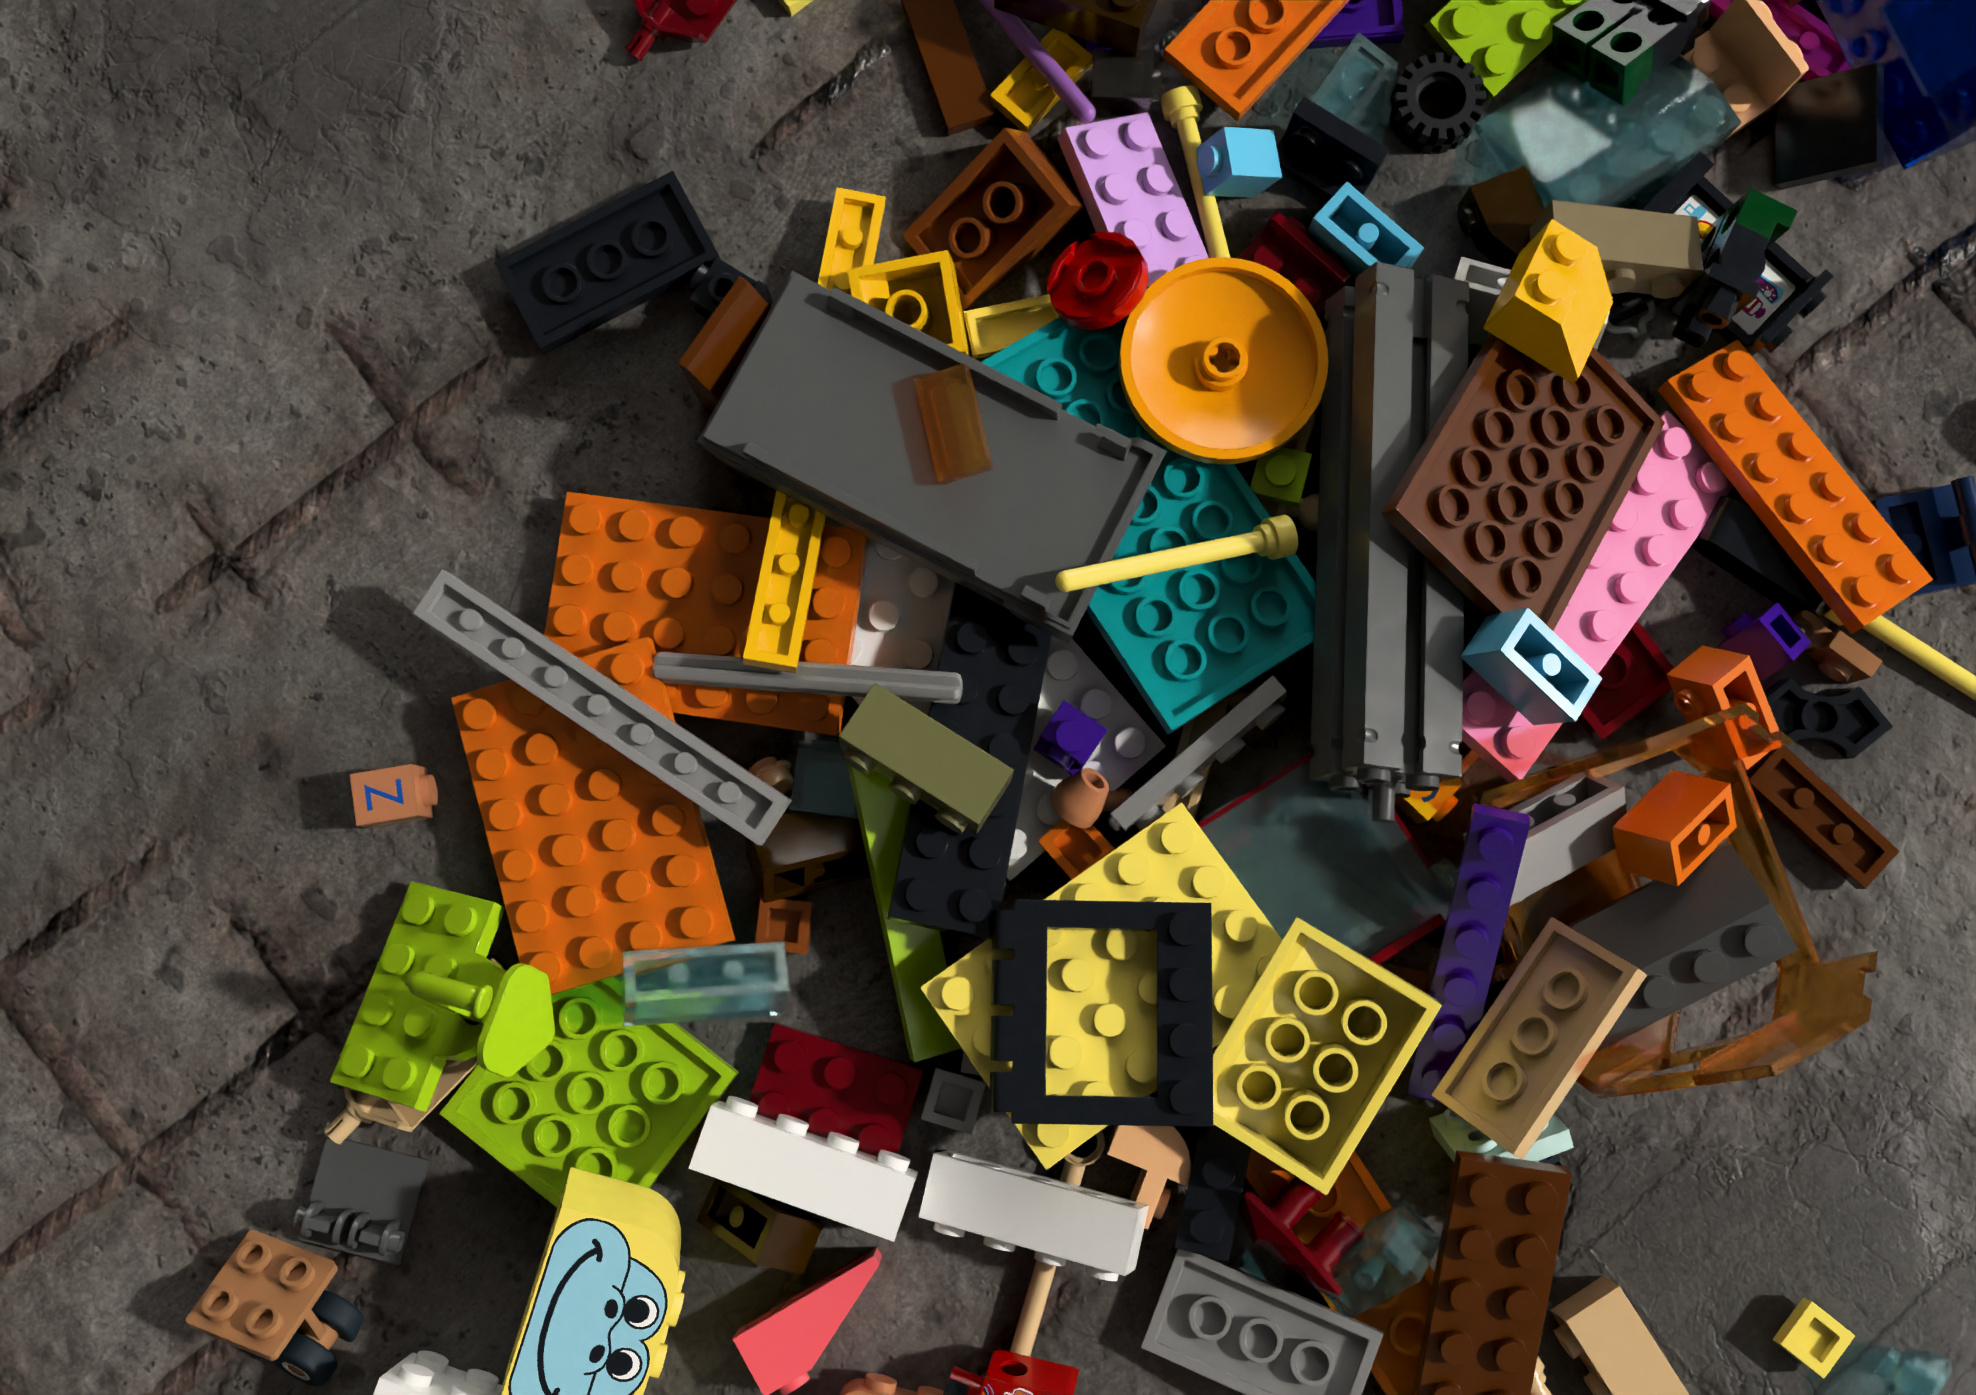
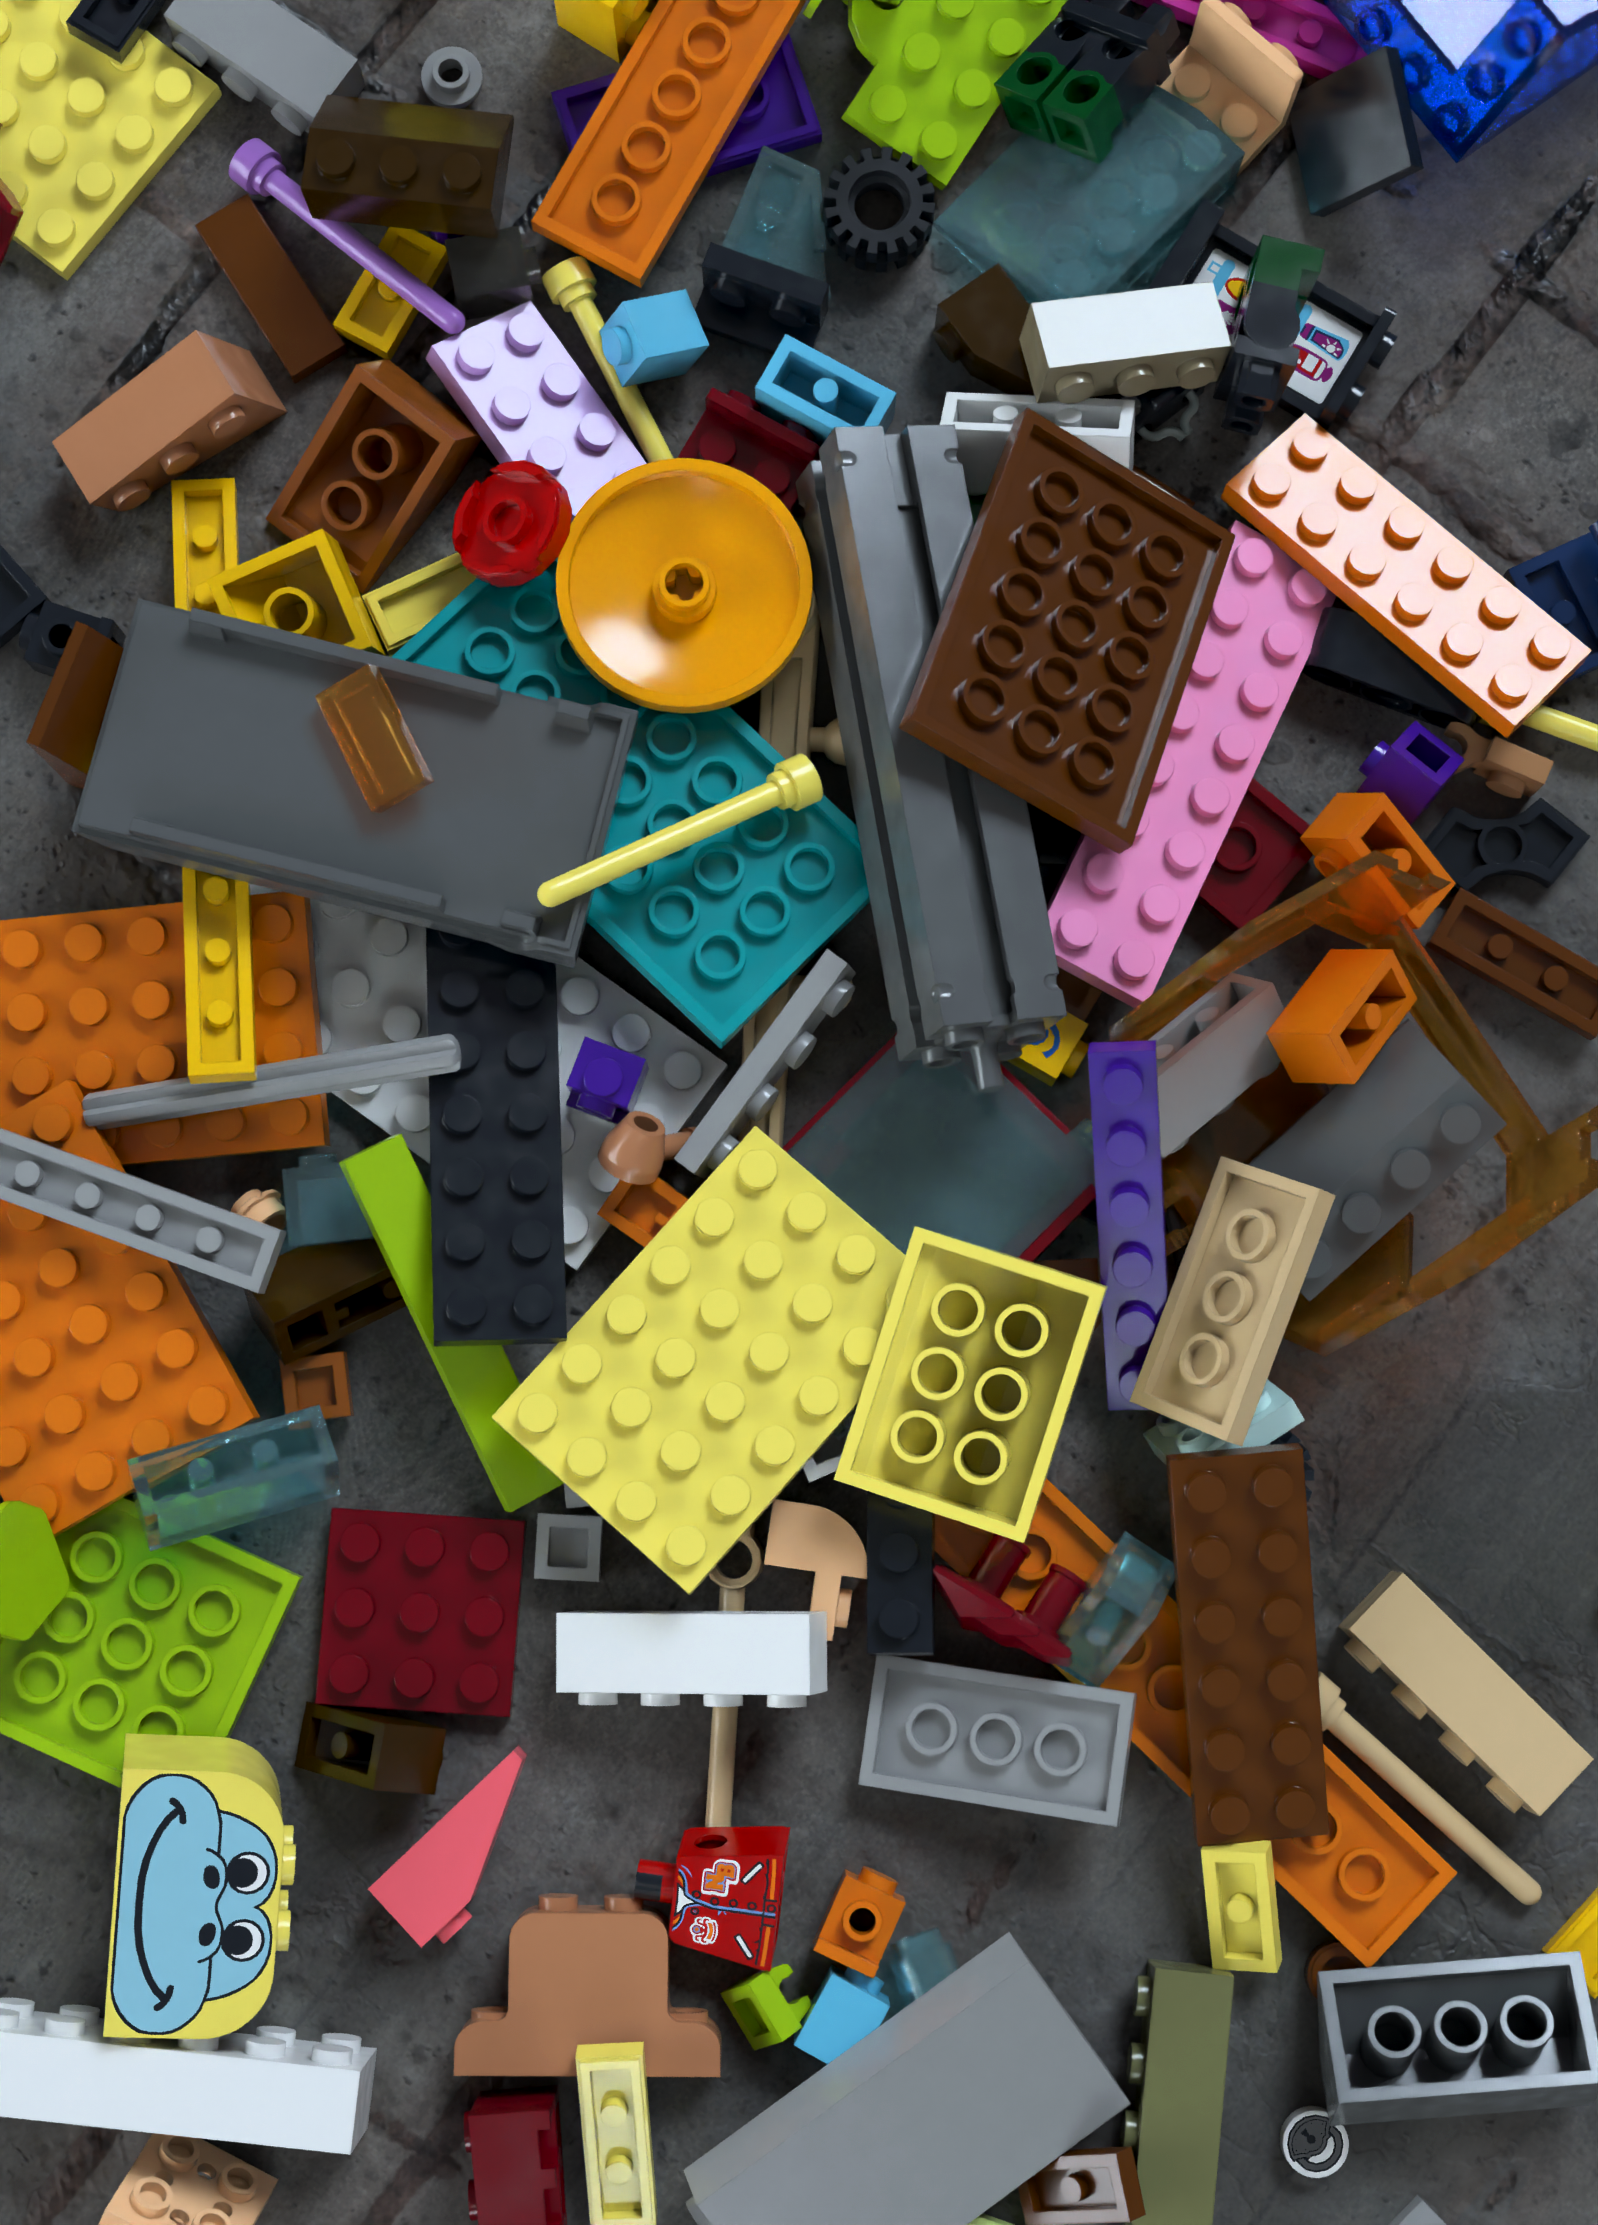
camera: 15 degrees left, 0 degrees up
(803, 1168) = (405, 1667): white brick -> none
(844, 140) = (168, 421): none -> nougat wedge
(924, 760) = (432, 1146): olive brick -> none
(1182, 1013) = (805, 1370): black hinge -> none
(1281, 476) = (790, 707): lime plate -> none
(1531, 667) = (1120, 867): medium azure brick -> none
(1553, 301) = (1057, 427): yellow slope -> none

